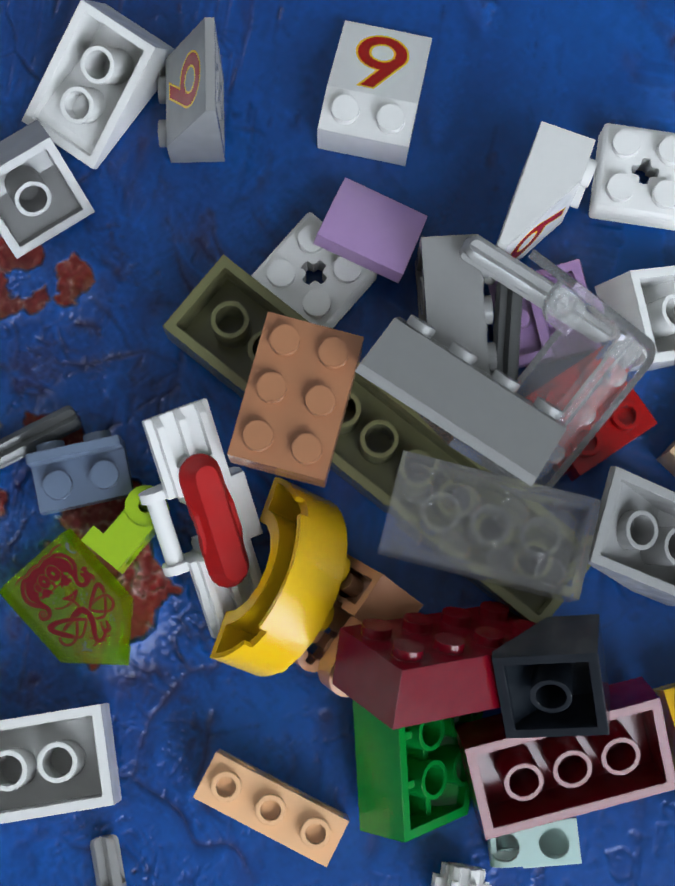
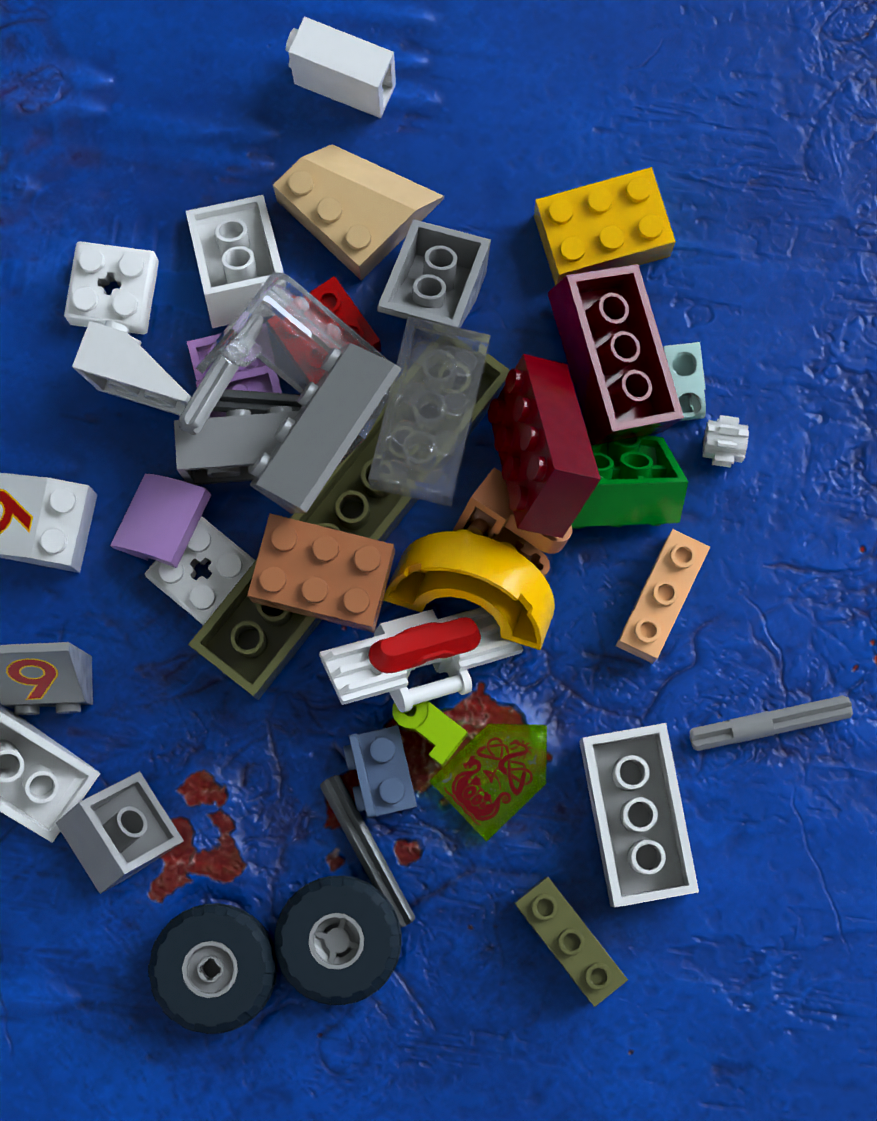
camera: 85 degrees left, 0 degrees up
(554, 679) = (555, 356): black slope -> none

